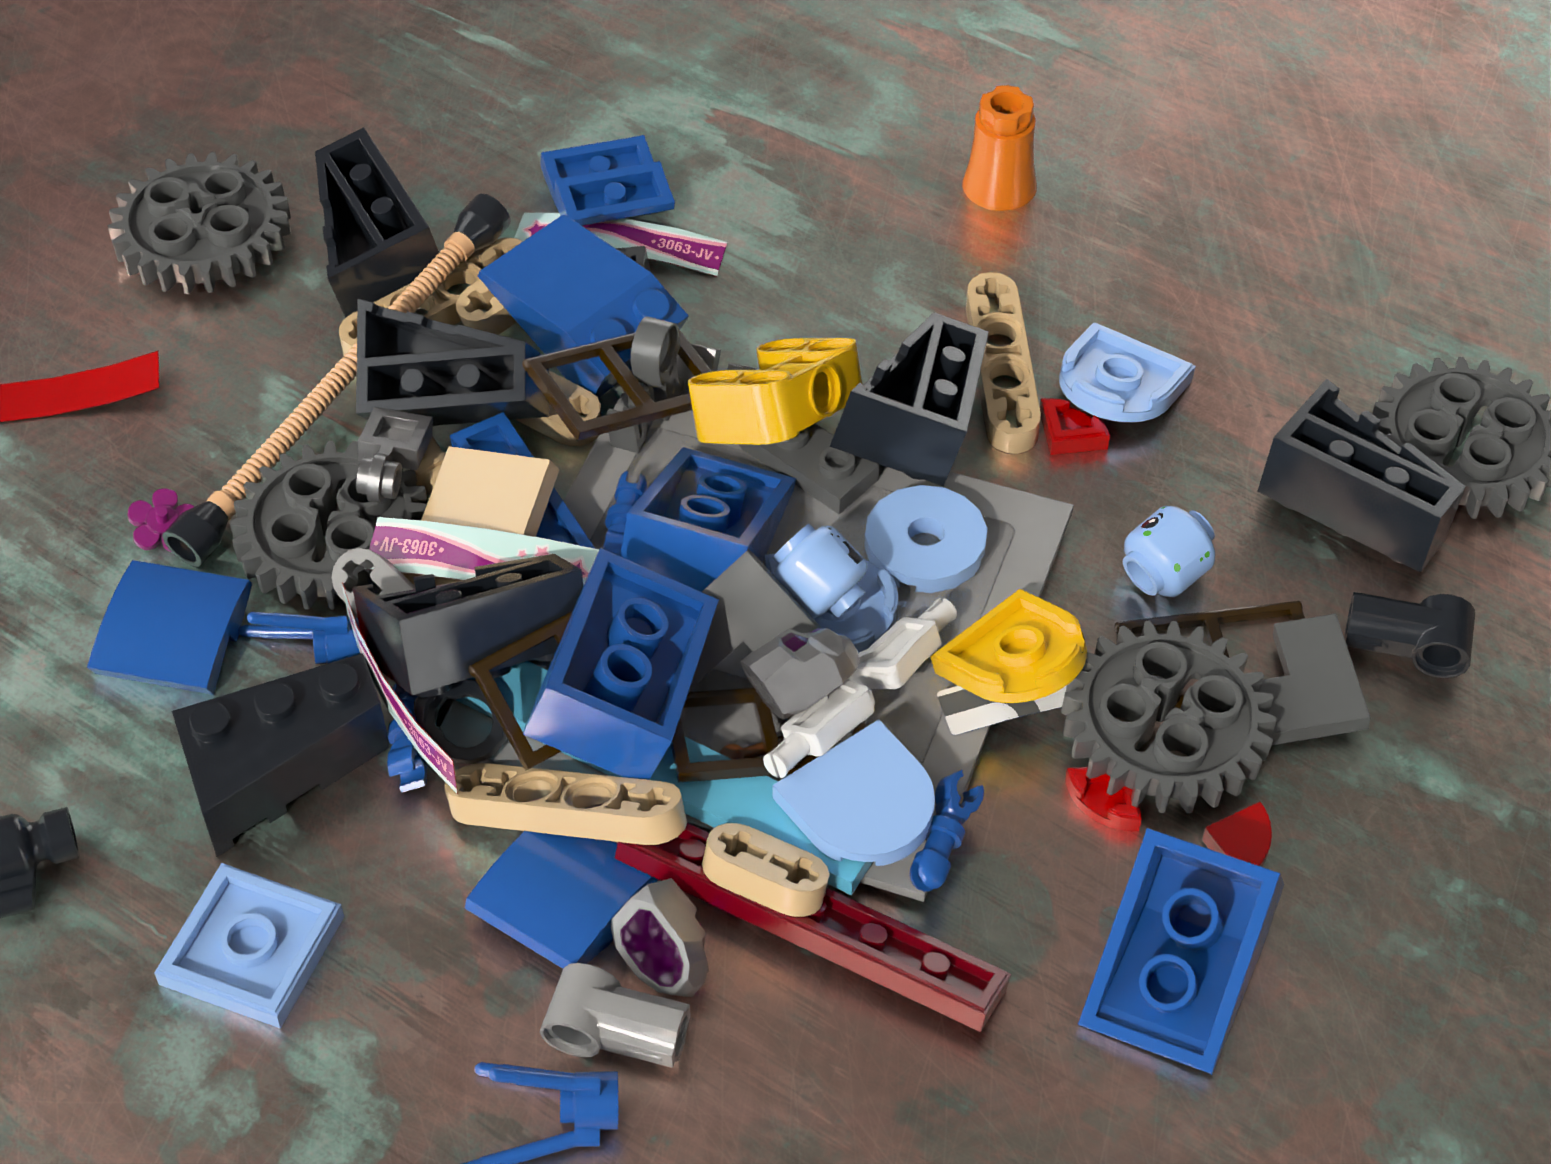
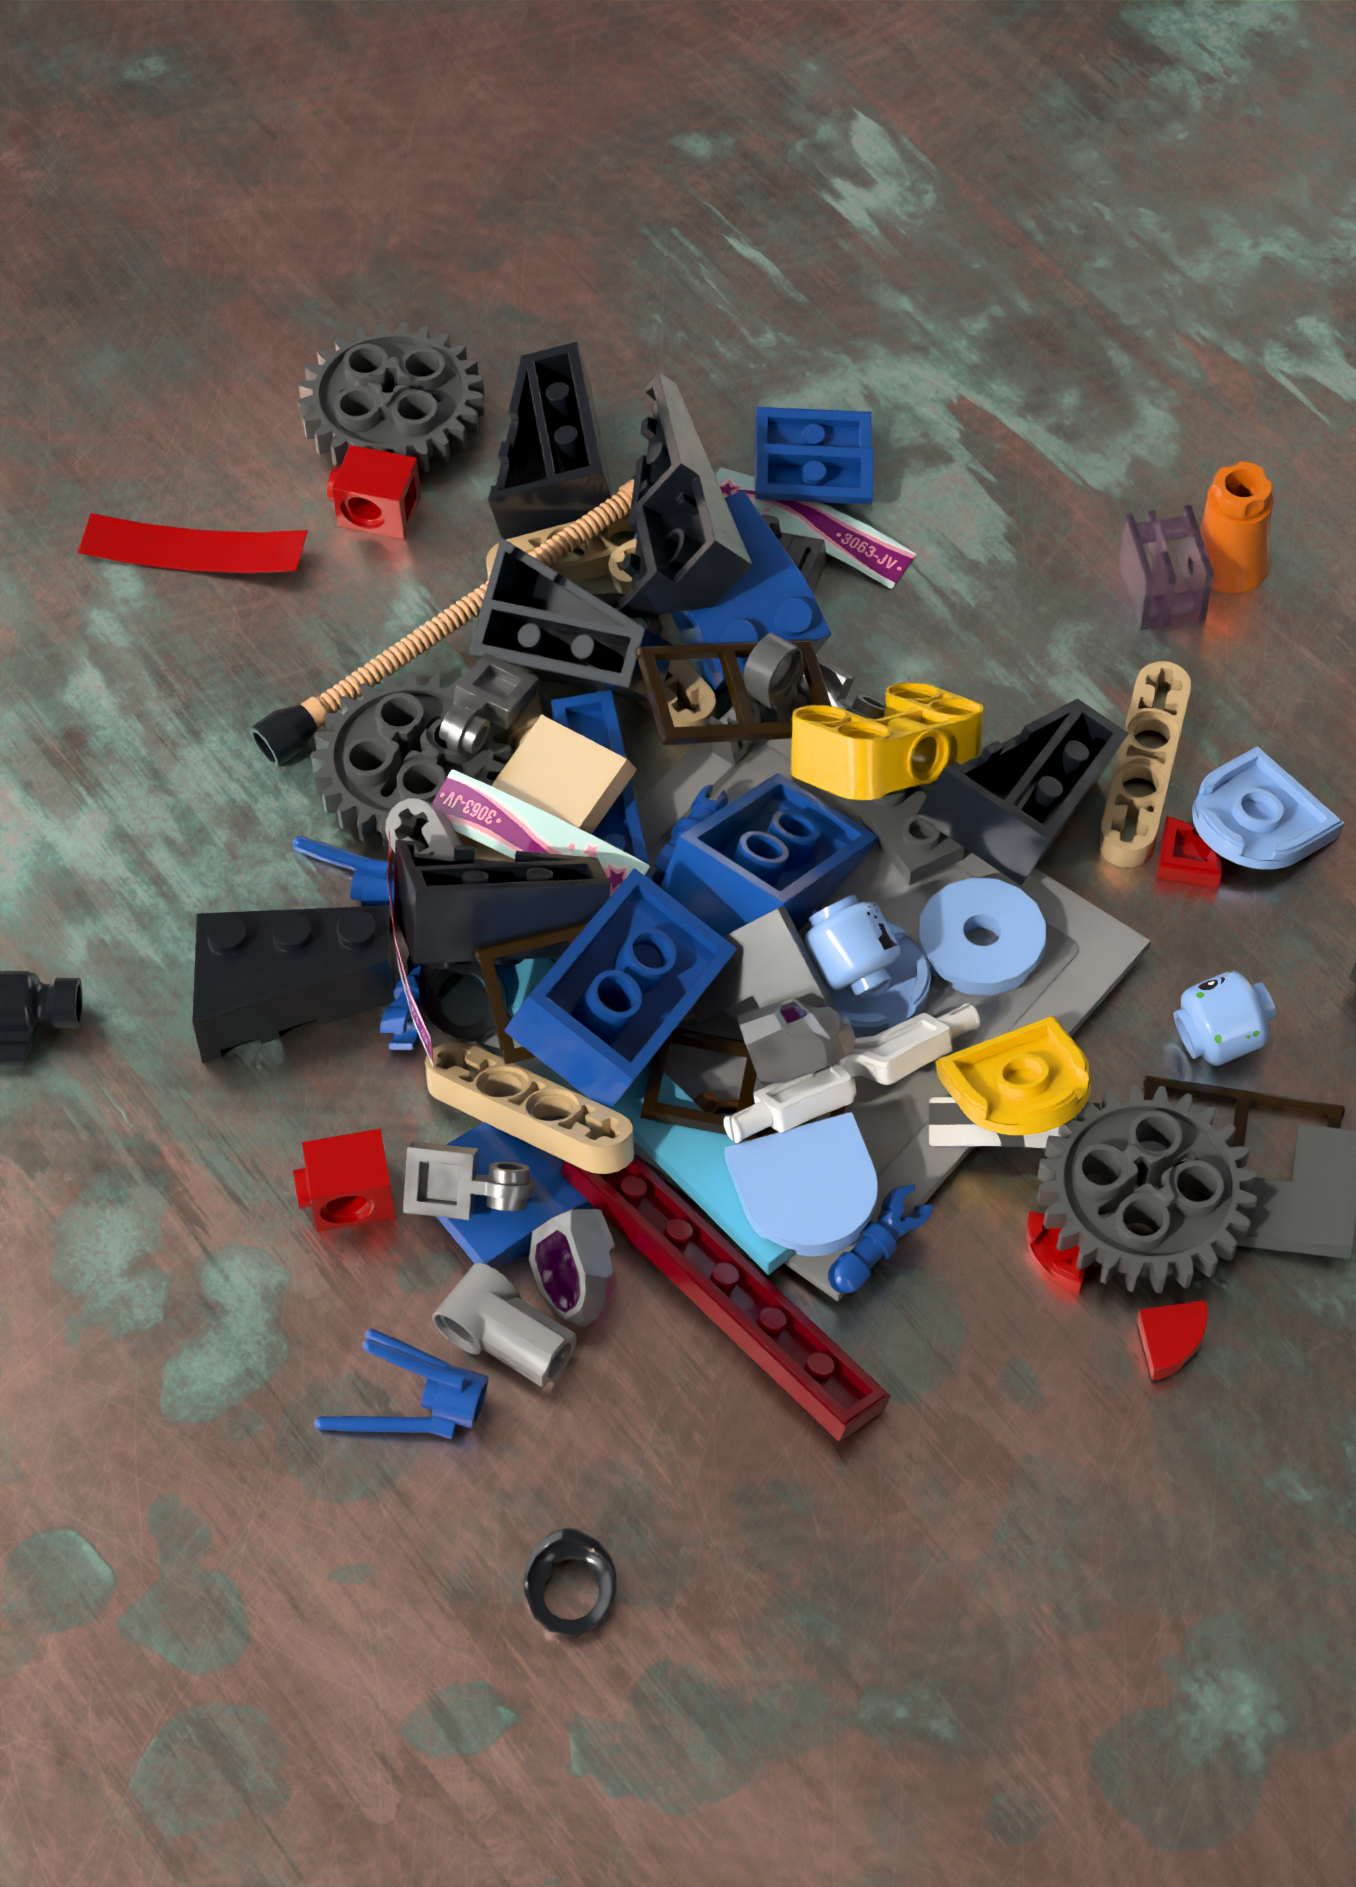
camera: 20 degrees right, 5 degrees up
(154, 520) = (251, 709): magenta plant -> none
(169, 626) = (229, 822): blue slope -> none
(212, 302) = (375, 491): none -> red brick
(250, 945) = (204, 1156): light blue tile -> none
(406, 925) = (345, 1180): none -> red brick
(511, 895) = (445, 1181): none -> flat silver plate
(525, 257) = (684, 530): none -> black wedge
(765, 869) = (690, 1226): tan beam -> none
(946, 198) = (1154, 591): none -> clear purple piece
(1182, 950) = (1061, 1423): blue slope -> none

